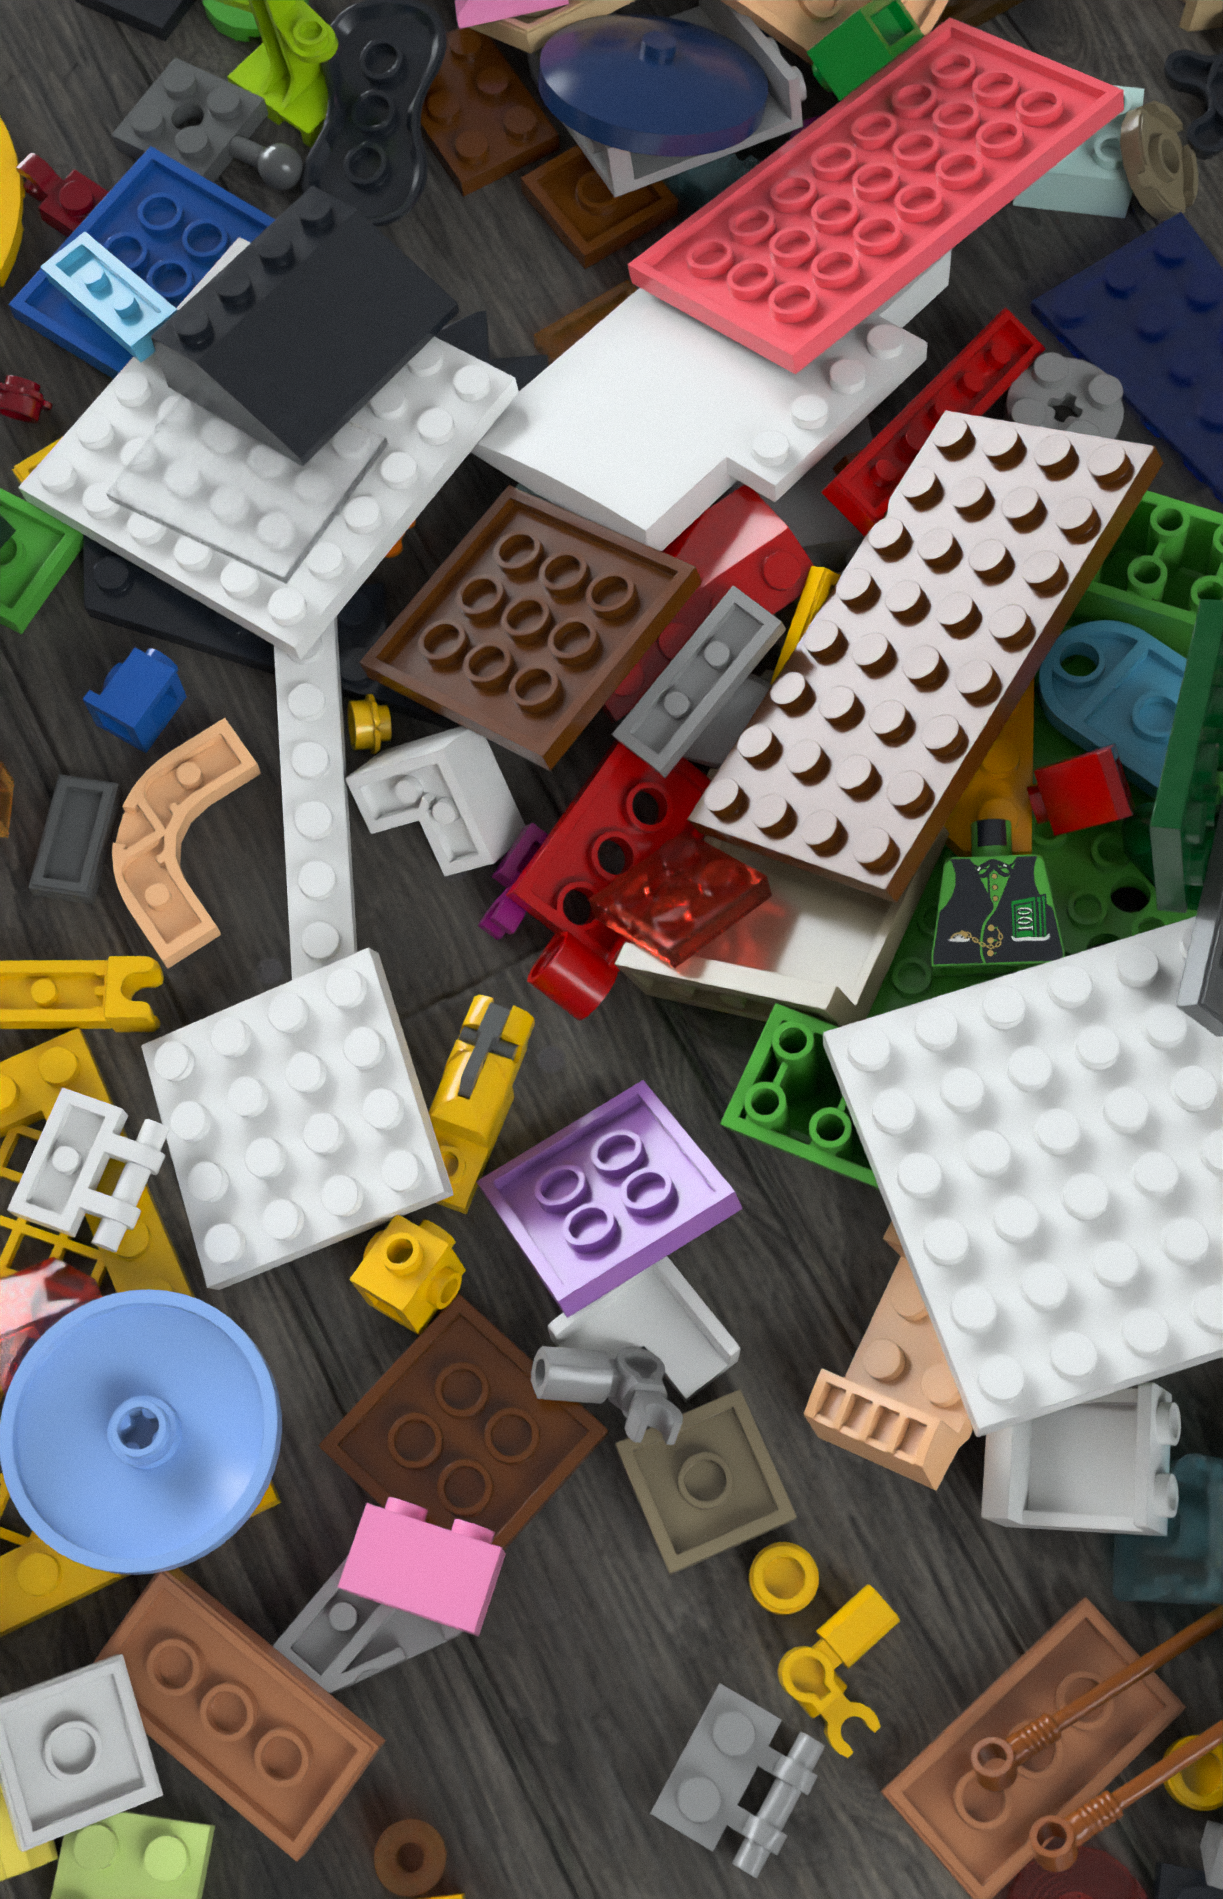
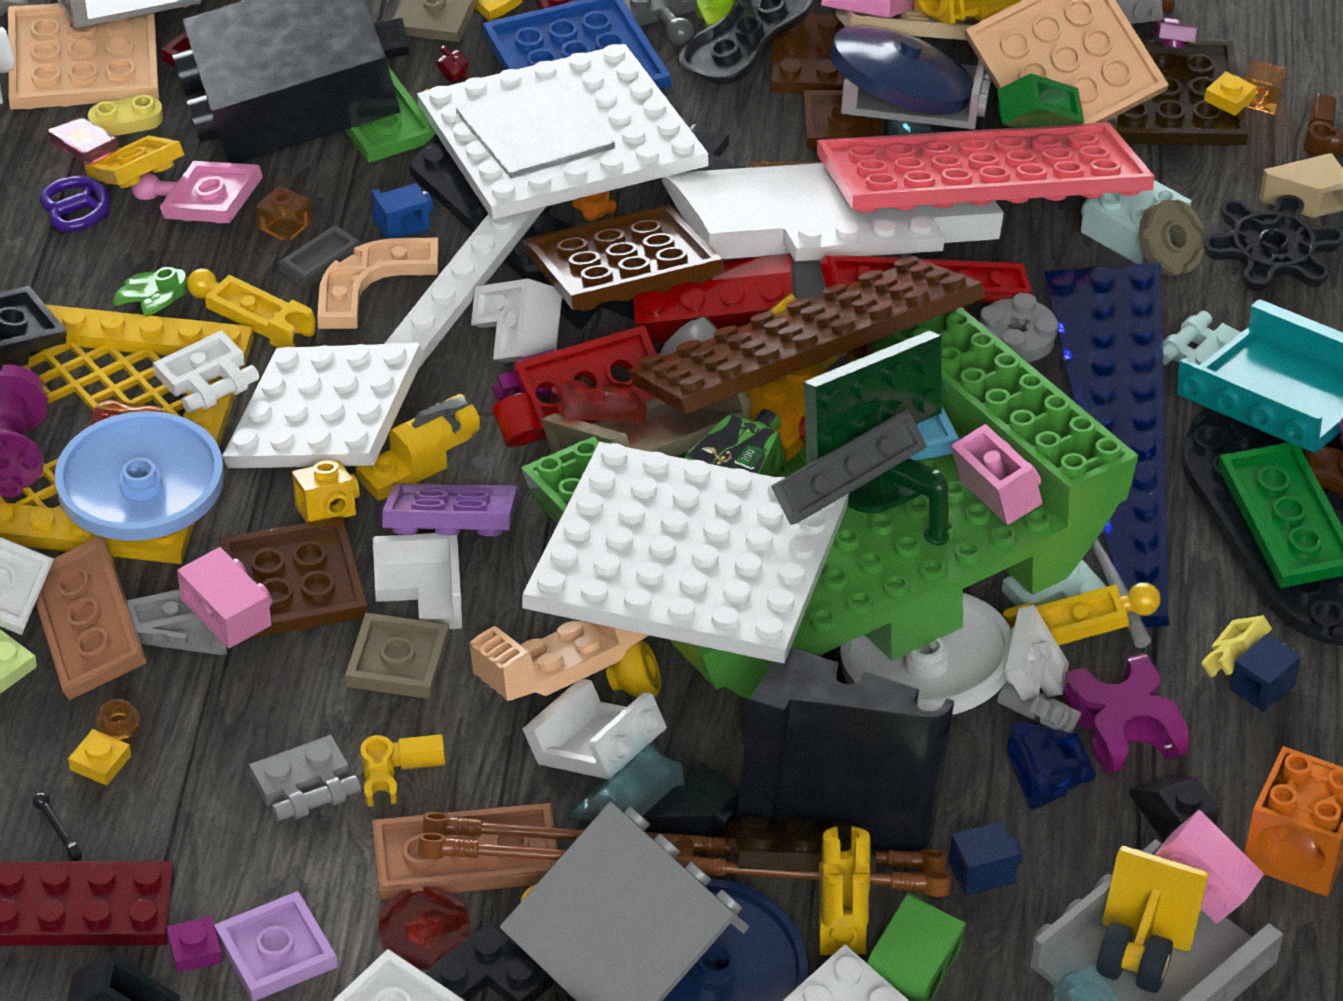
camera: 30 degrees right, 25 degrees down
(109, 294) = (534, 35): medium azure plate -> none
(302, 327) = (613, 77): black slope -> none
(368, 724) = (510, 272): yellow plate -> none
(628, 1382) = (392, 592): light grey bar -> none
(699, 681) = (685, 314): light grey plate -> none
(783, 1578) = (402, 718): yellow tile -> none

